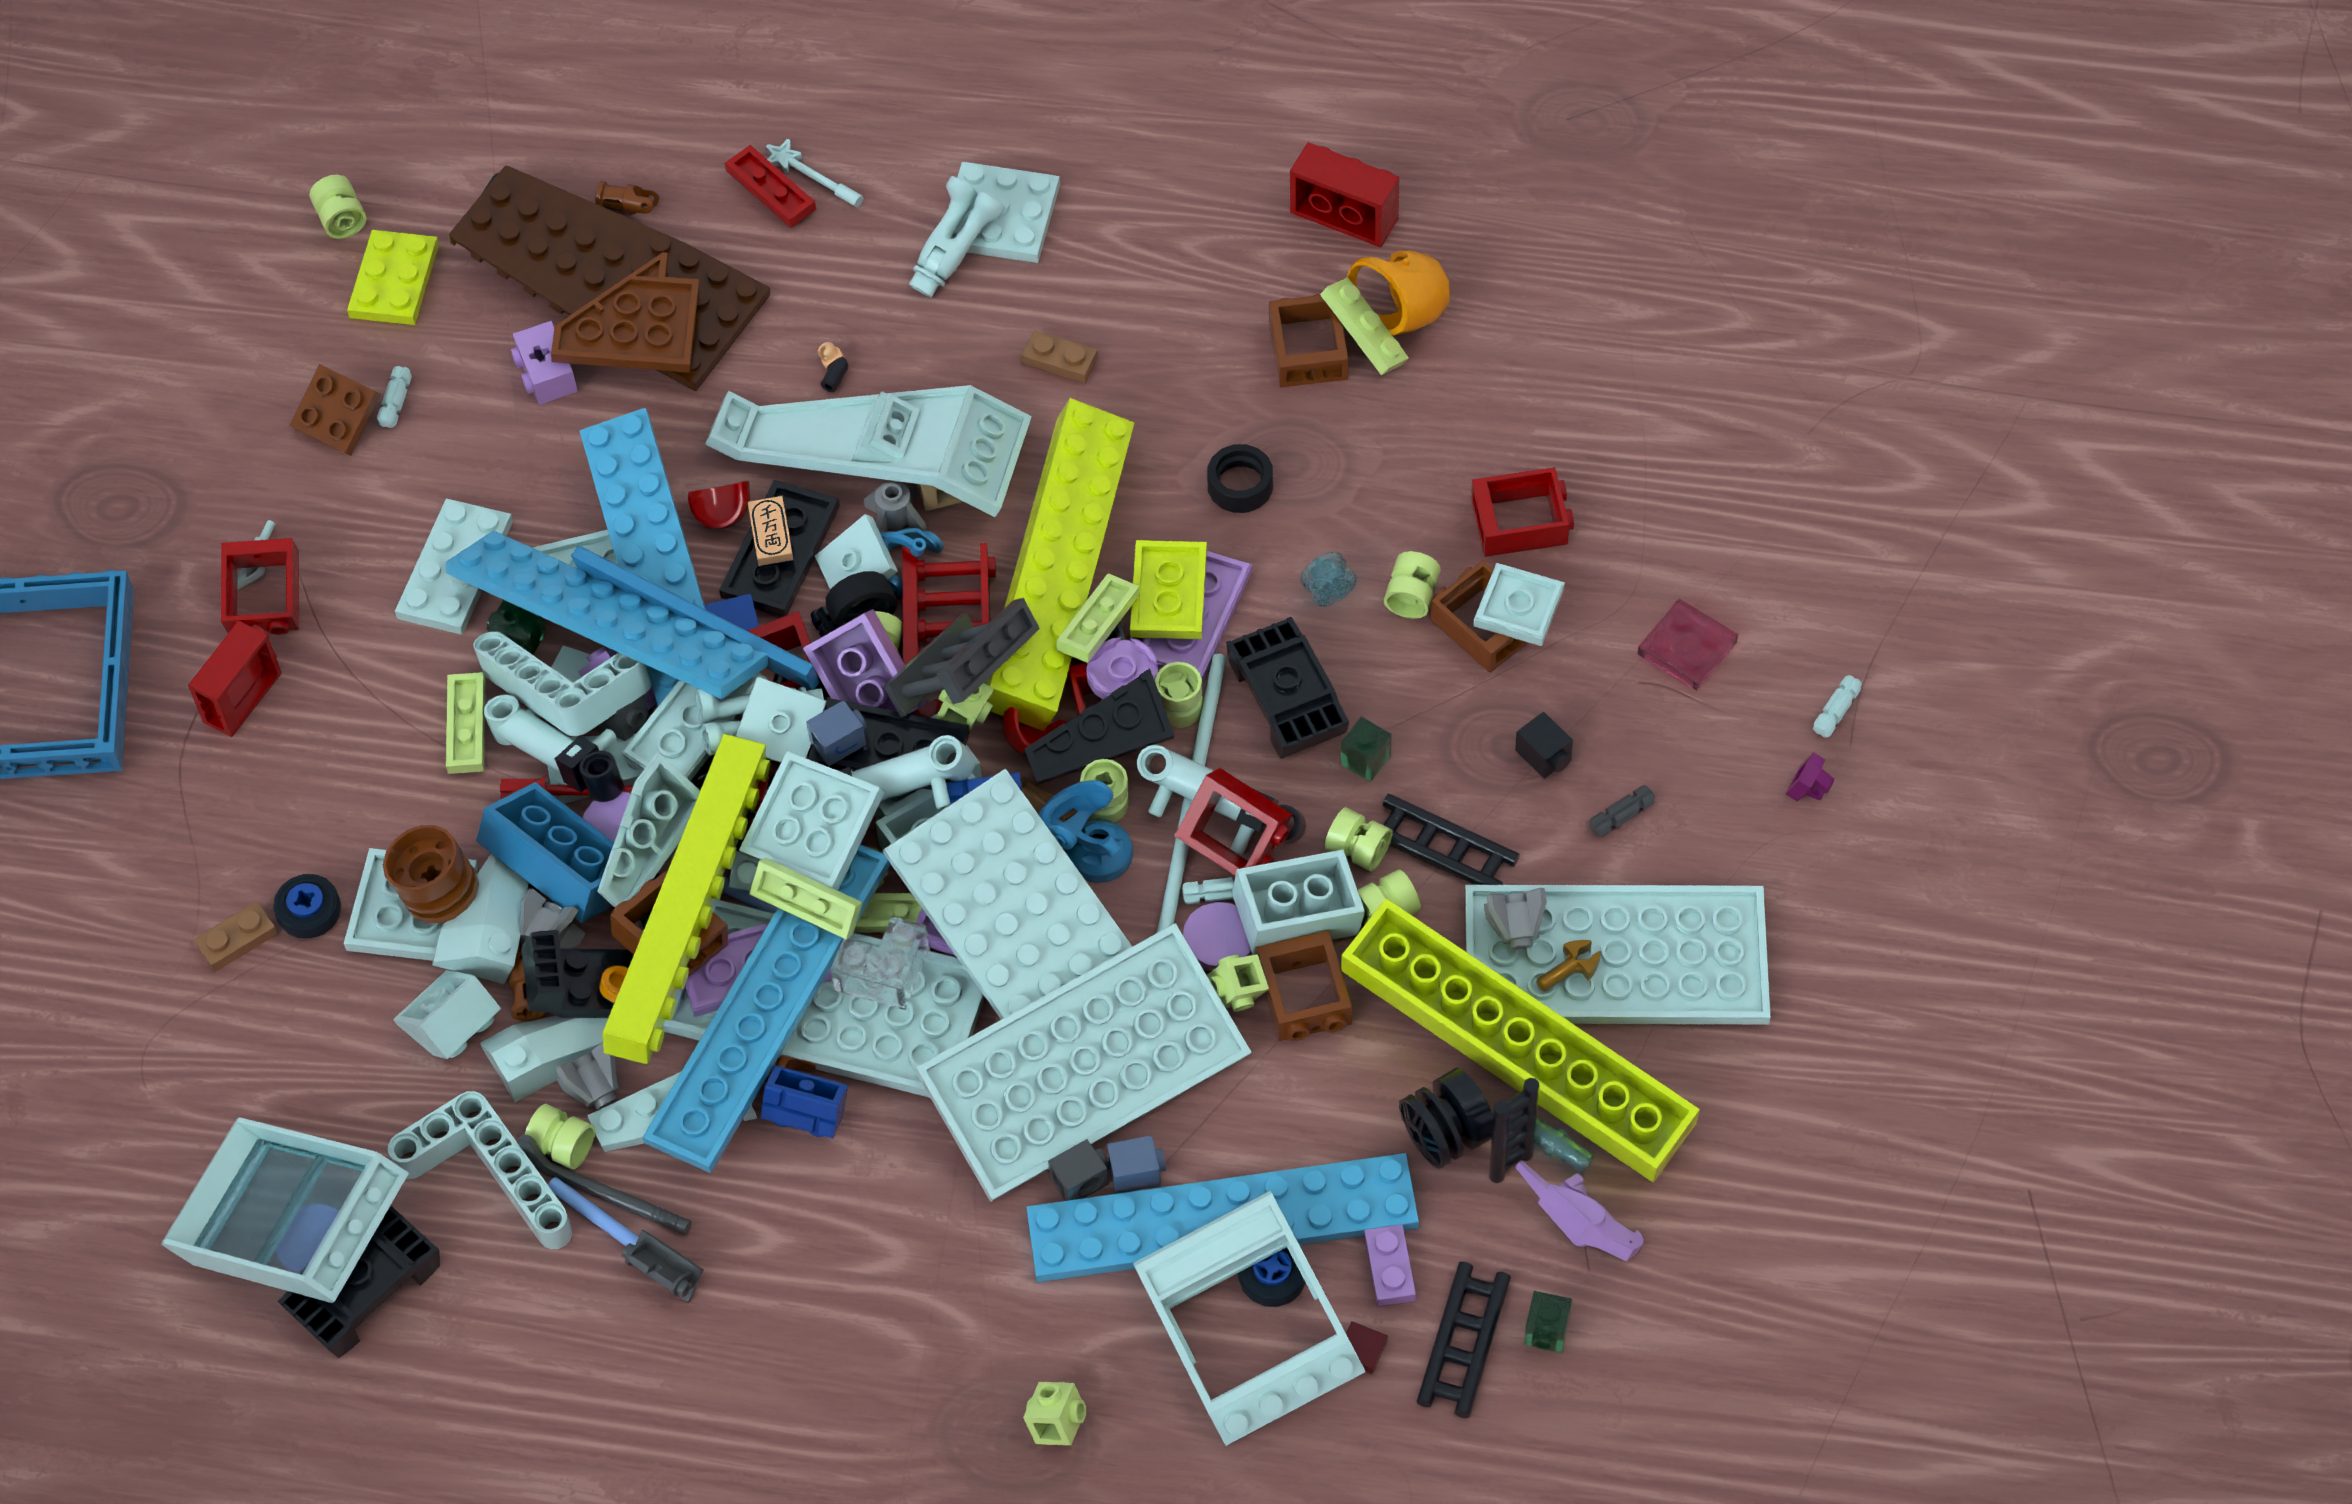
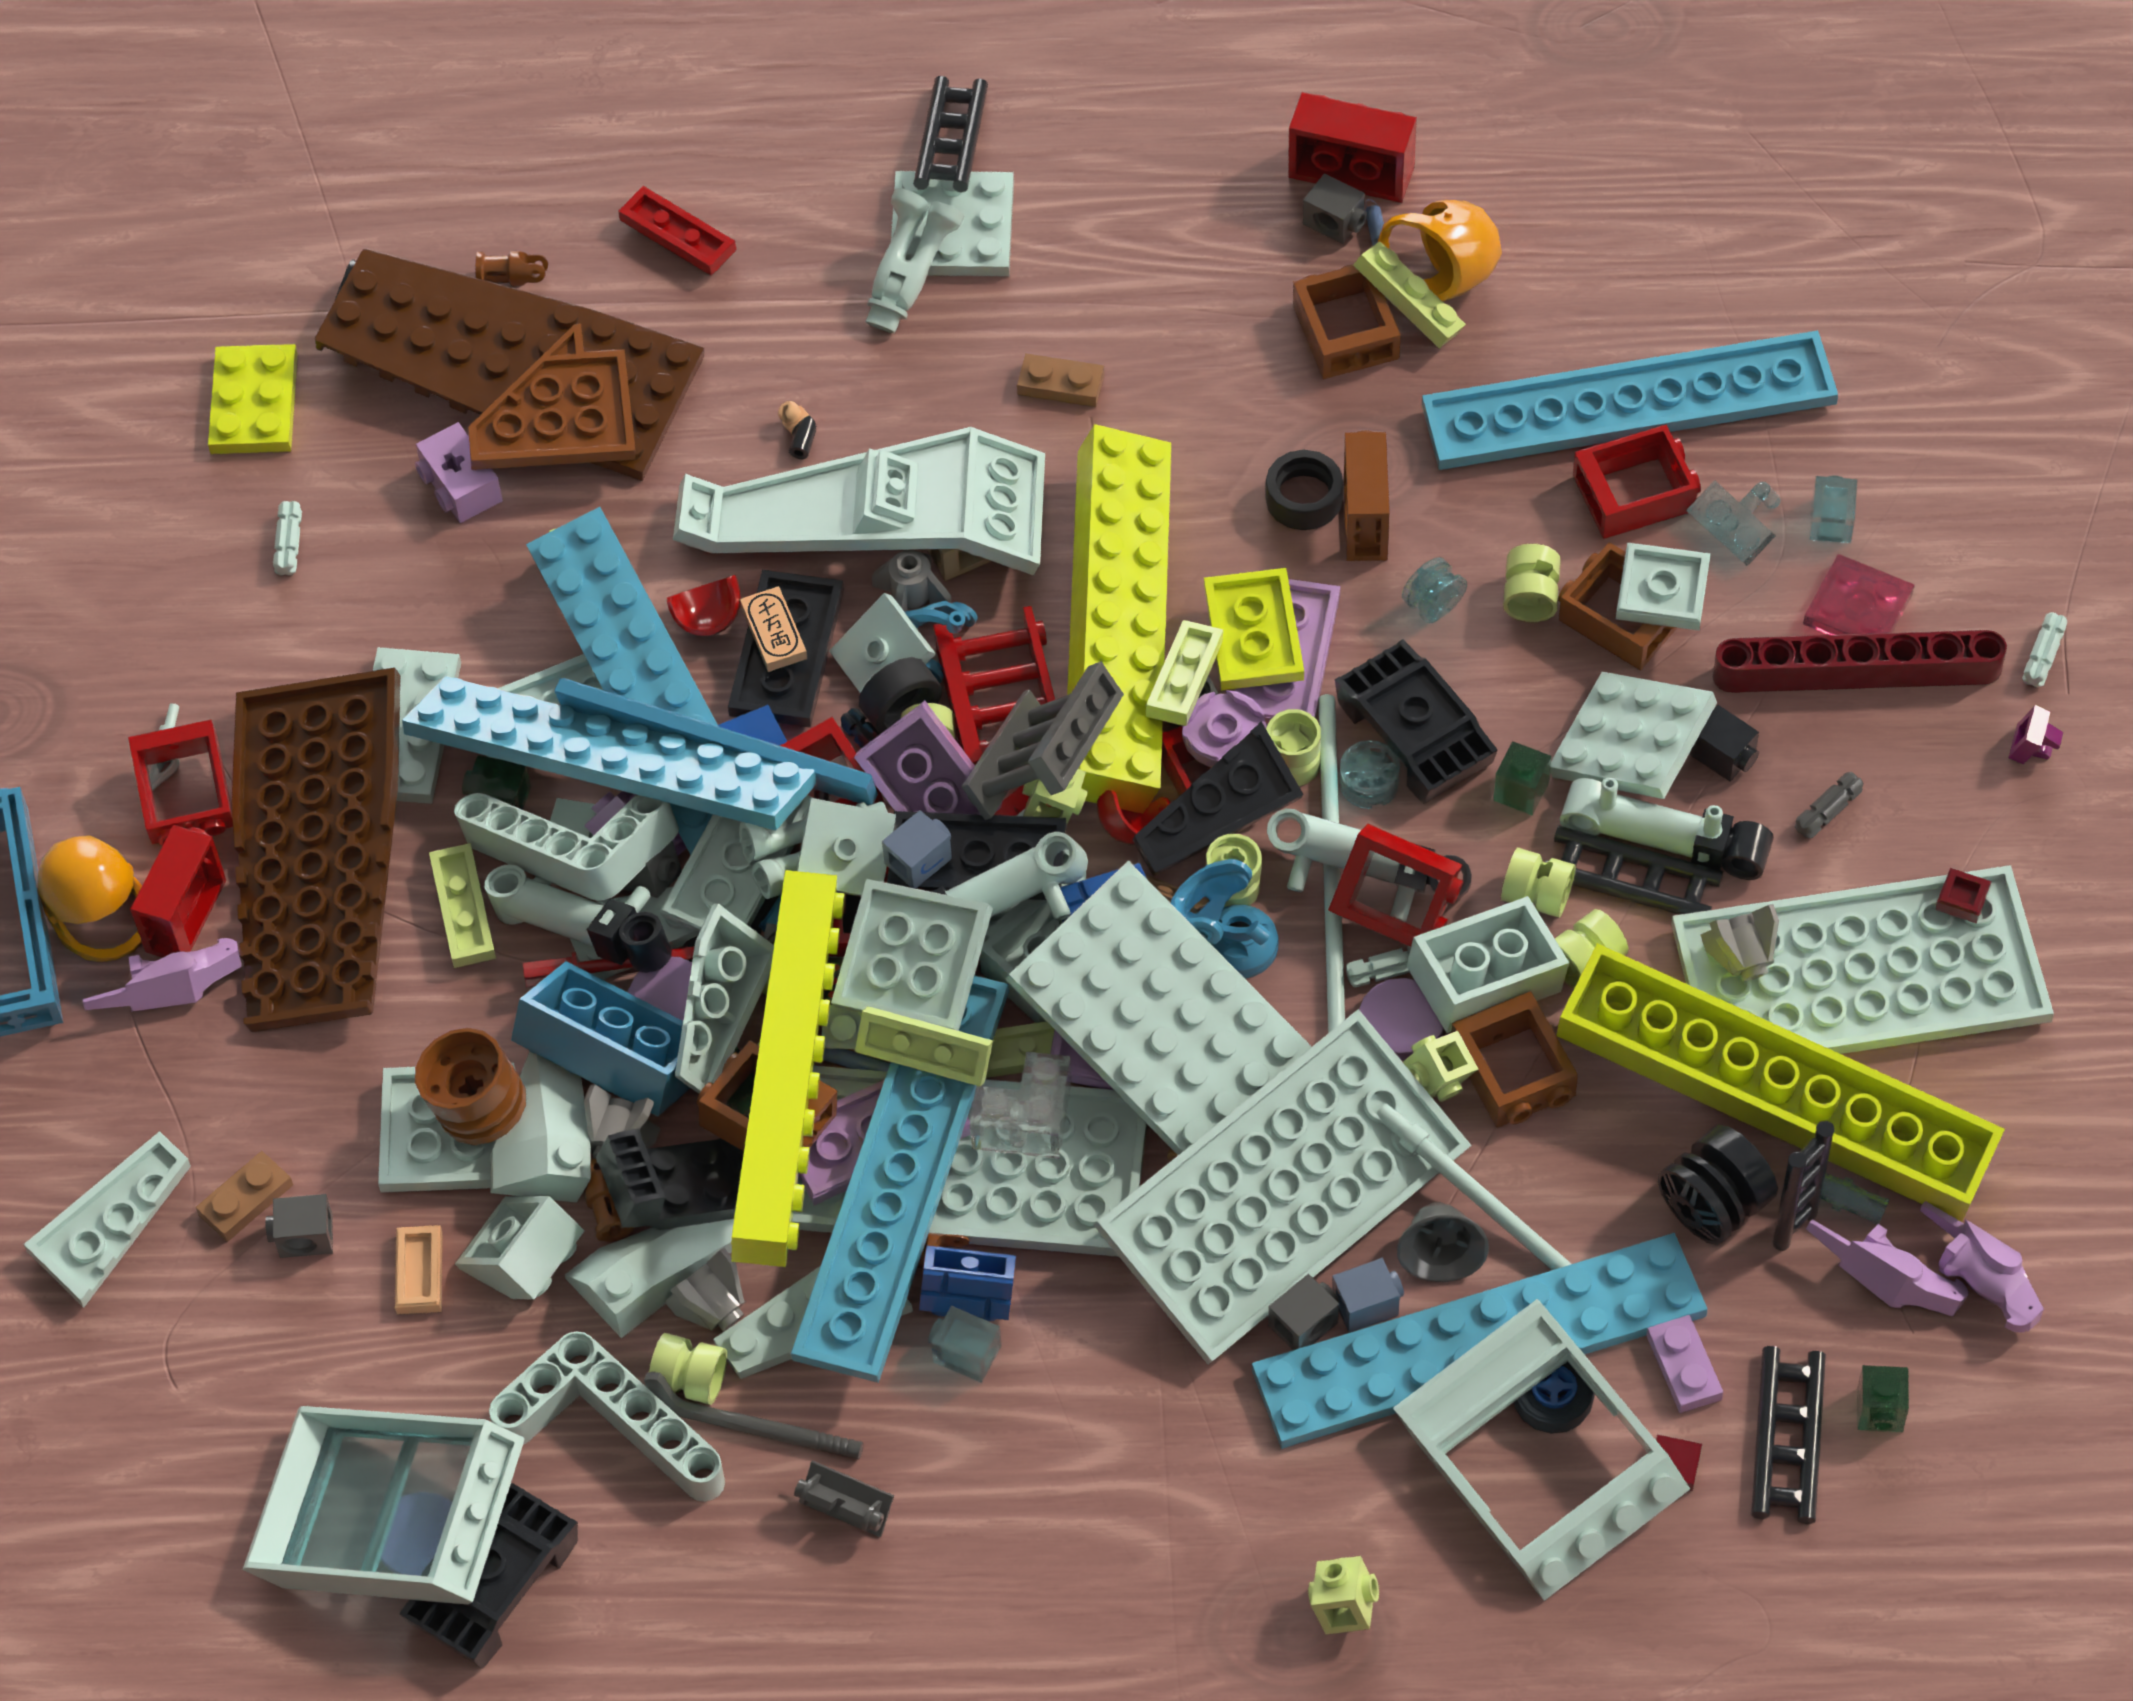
camera: 10 degrees left, 0 degrees up
(117, 940) = (102, 1224): none -> light aqua wing
(159, 657) = (84, 883): none -> light orange piece
(216, 748) = (172, 979): none -> lavender animal
(274, 968) = (301, 1226): none -> dark grey brick
(306, 919) = (321, 1163): black wheel -> none
(335, 409) = (222, 562): dark orange plate -> none
(337, 206) = (170, 325): yellowish green wheel -> none
(356, 652) = (314, 843): none -> reddish brown wing
(362, 1019) = (418, 1270): none -> light nougat tile
(592, 1212) = (748, 1452): light blue bar -> none
(612, 981) = (719, 1180): light orange tile -> none
(785, 157) = (685, 195): light aqua piece -> none
(792, 1152) = (965, 1343): none -> clear light blue brick
(1021, 150) = (963, 147): none -> black bar
(1203, 1040) = (1416, 1140): none -> light aqua bar
(1205, 1132) = (1442, 1244): none -> dark grey hat
(1239, 727) = (1369, 776): none -> clear light blue wheel
(1287, 491) = (1366, 496): none -> dark orange window
(1319, 244) = (1334, 209): none -> dark grey brick
(1353, 255) = (1375, 221): none -> light blue piece
(1467, 726) = (1633, 733): none -> light aqua plate
(1509, 822) = (1706, 838): none -> light aqua piece
(1532, 440) = (1629, 398): none -> medium azure plate
(1571, 964) = (1815, 989): pearl gold bar -> none
(1595, 557) = (1733, 520): none -> clear light blue plate
(1664, 1227) = (1989, 1269): none -> lavender animal
(1683, 559) = (1833, 509): none -> clear light blue brick
(1691, 685) = (1877, 651): none -> dark red beam
(1715, 905) = (1963, 895): none -> dark red tile

